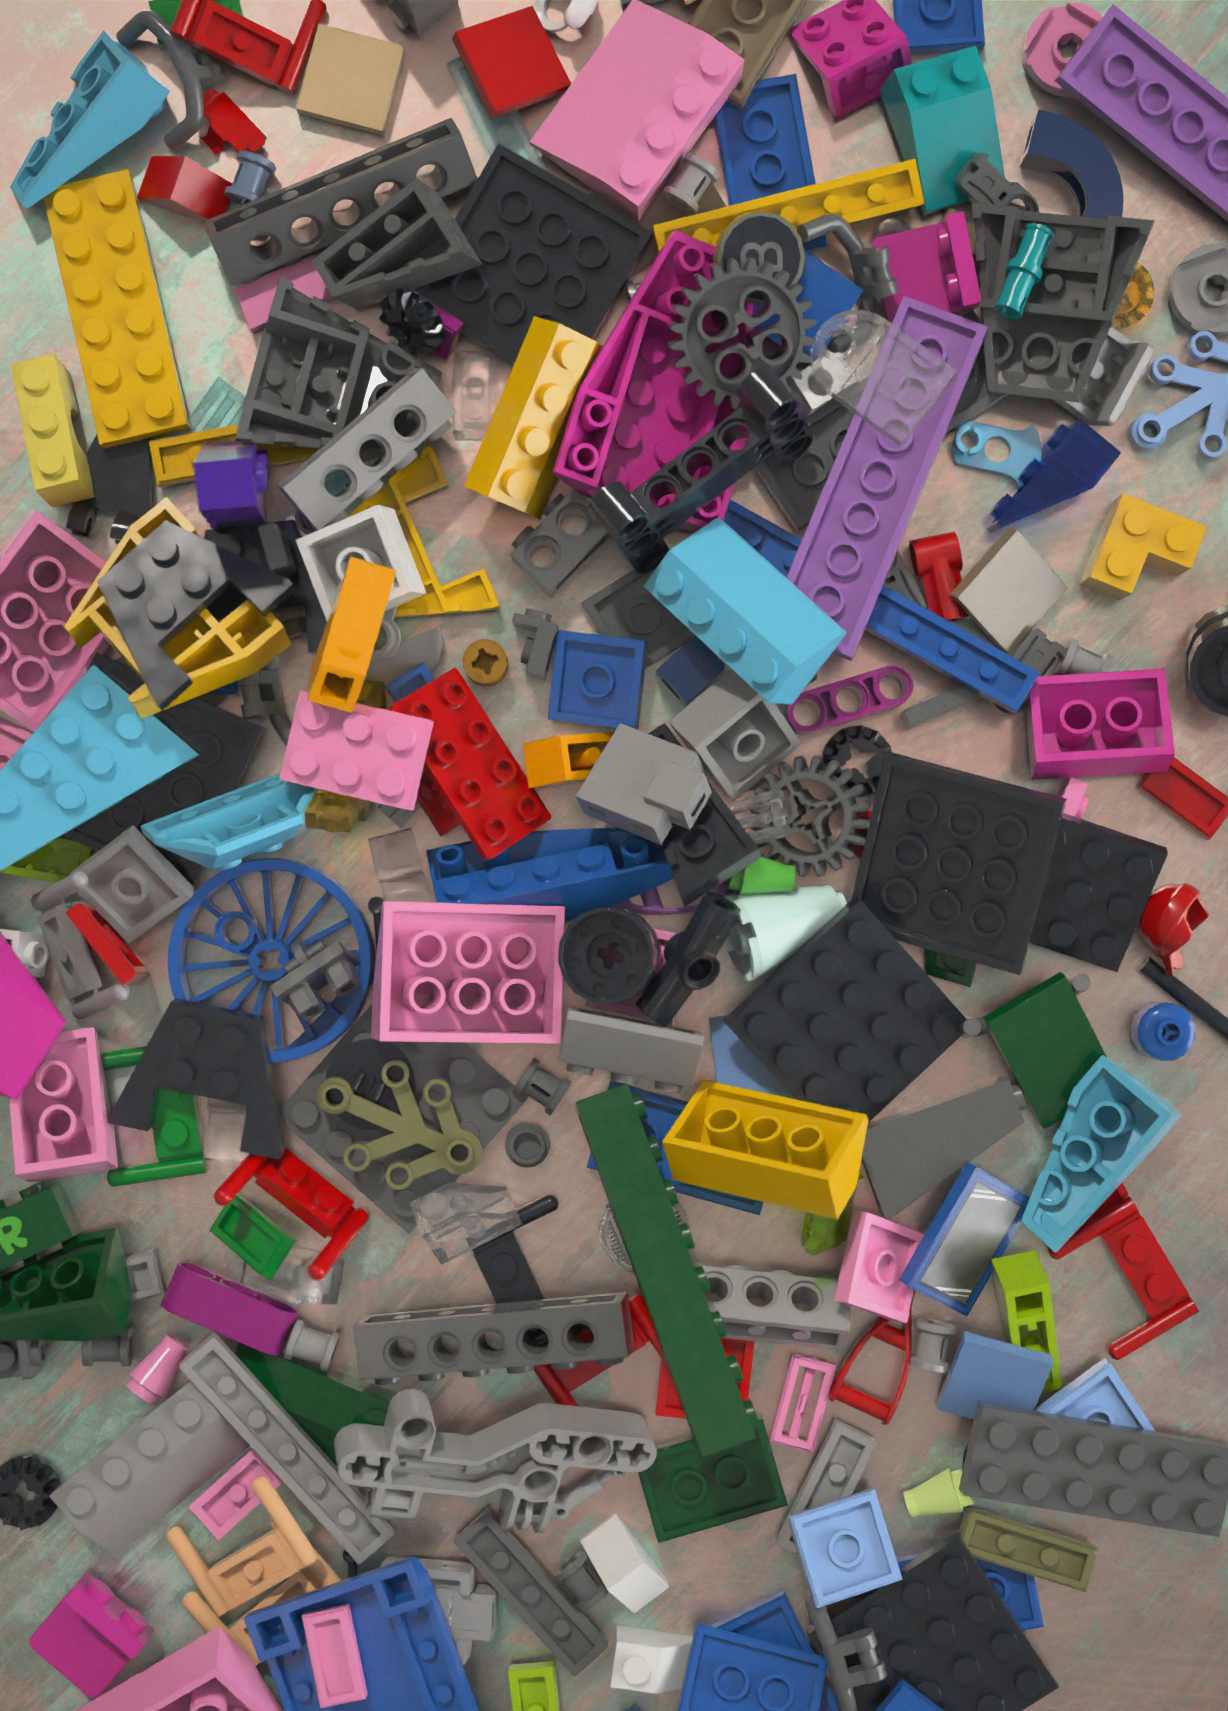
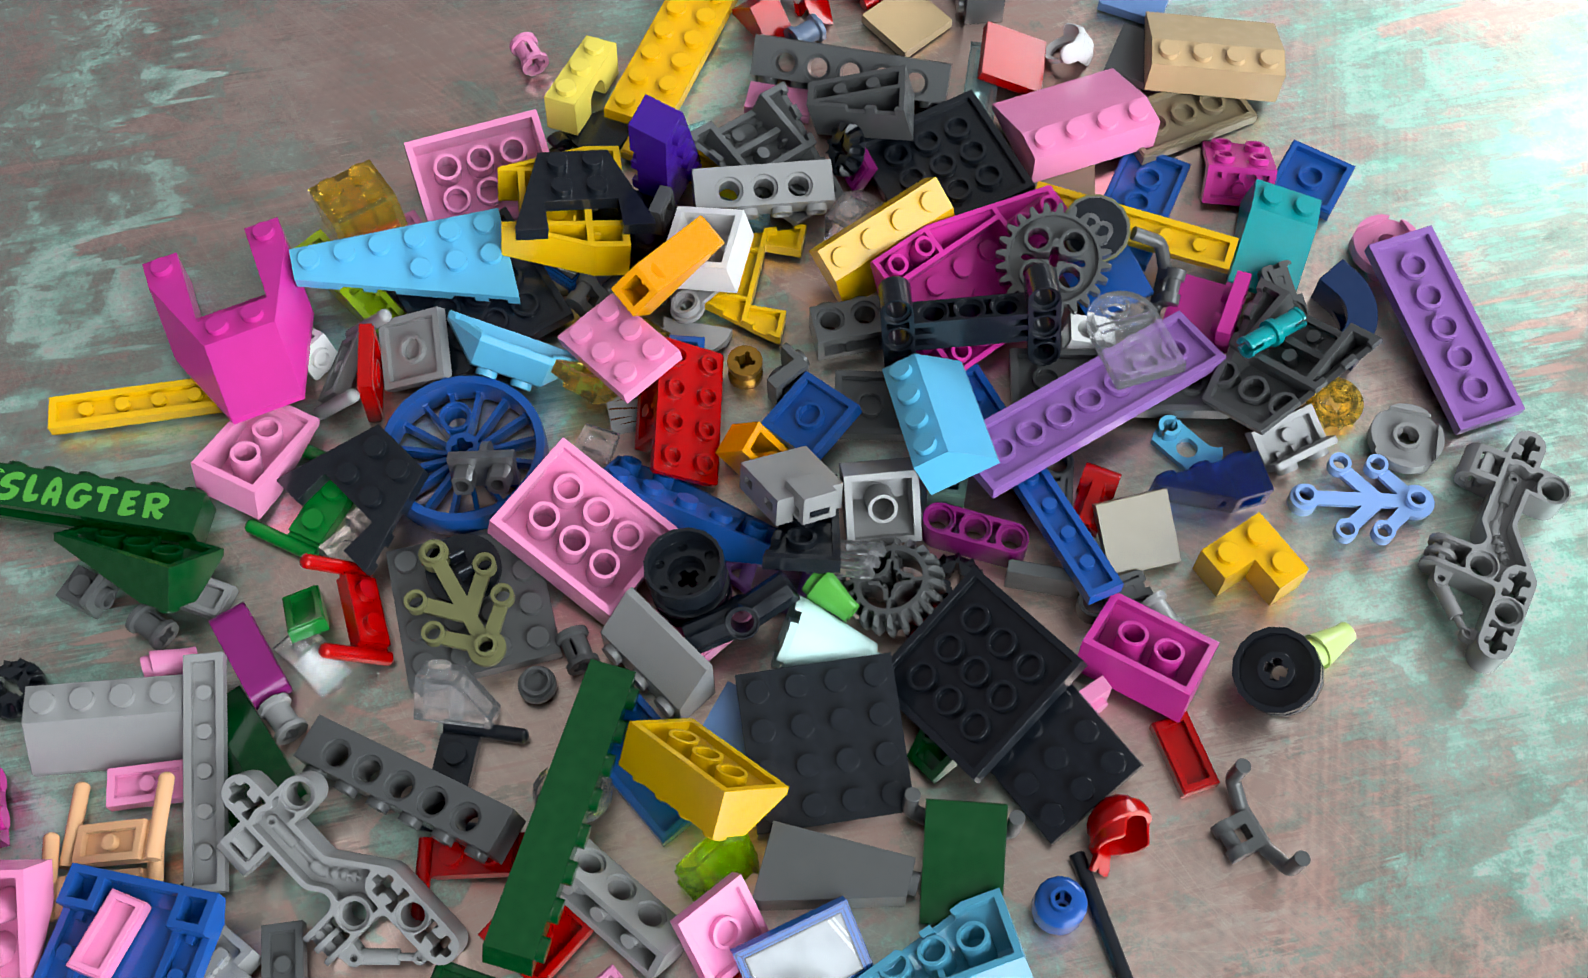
camera: 40 degrees right, 25 degrees down
(690, 670) = (877, 443): dark blue panel -> none
(691, 183) = (1080, 175): light grey bush -> none

